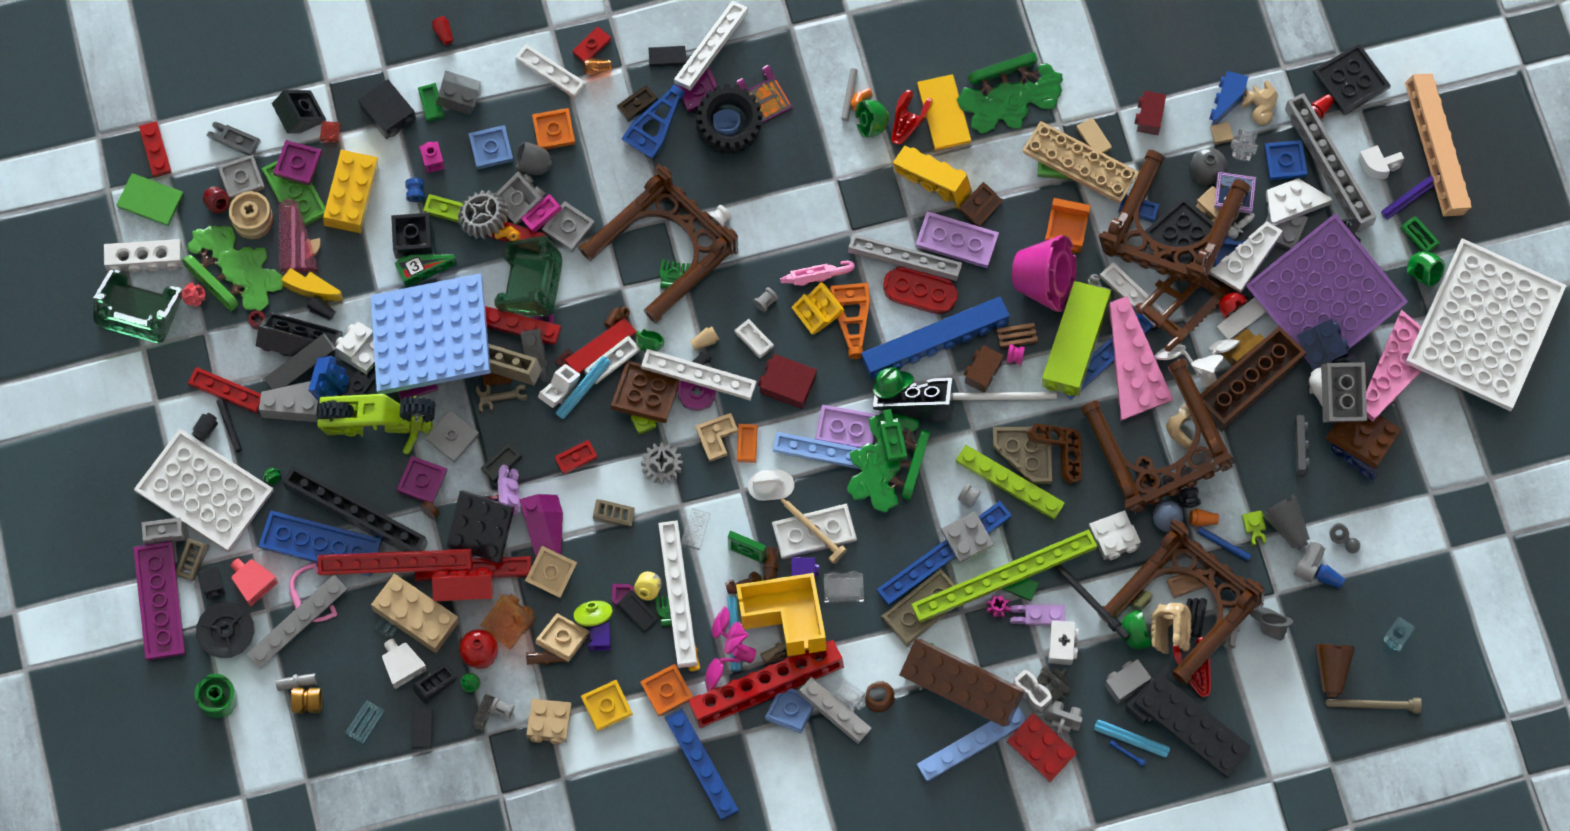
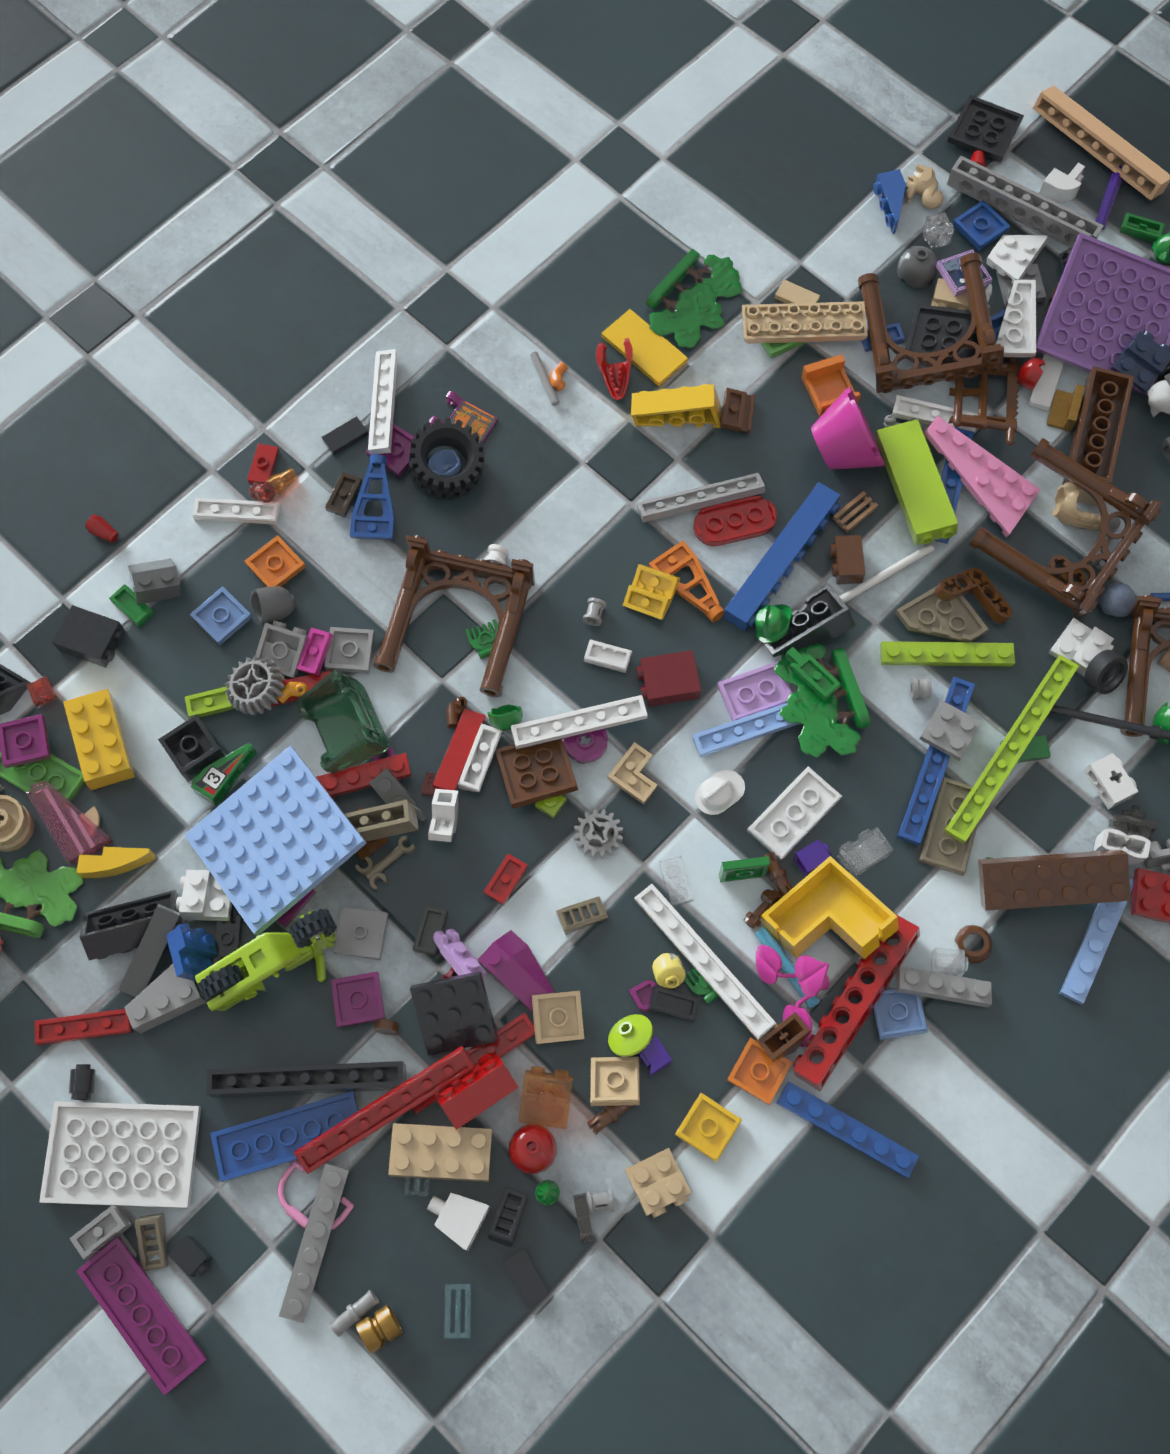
camera: 30 degrees left, 0 degrees up
(219, 706) = (260, 1381): green brick -> none
(220, 617) = (223, 1289): black piece -> none
(229, 425) = (108, 1064): black bar -> none
(252, 316) = (67, 928): dark red bush -> none
(252, 580) = (235, 1225): coral torso -> none
(272, 476) = (189, 1092): green plate -> none
(321, 308) = (137, 878): black cone -> none
(415, 191) = (167, 701): blue wheel -> none
(432, 157) = (165, 658): dark pink brick -> none
(576, 71) = (262, 491): none -> clear red bush
(583, 387) = (469, 802): medium azure axle -> none
(697, 677) = (785, 1037): none -> reddish brown slope
(703, 358) = (569, 703): black pin -> none
(705, 338) = (559, 683): tan cone -> none
(747, 443) = (669, 763): orange tile -> none
(774, 653) = (843, 958): dark tan pin -> none
(817, 273) = (627, 558): bright pink plate -> none
(838, 552) = (835, 820): tan piece -> none
(872, 118) = (581, 386): green cylinder -> none
(957, 239) = (738, 454): lavender plate -> none
(995, 610) = (1019, 784): dark pink gear -> none
(1015, 354) = (868, 529): dark pink wheel -> none
(1038, 614) = (1068, 766): lavender hinge -> none
(1114, 551) = (1099, 665): none -> black tyre
(1142, 600) = (1155, 694): olive slope -> none
(1151, 112) = (834, 247): dark red brick -> none
(1190, 497) = (1125, 570): black wheel -> none
(1202, 518) = (1148, 583): orange cone -> none
(1206, 366) = (1065, 430): white plant -> none
(1221, 133) = (907, 233): tan tile -> none

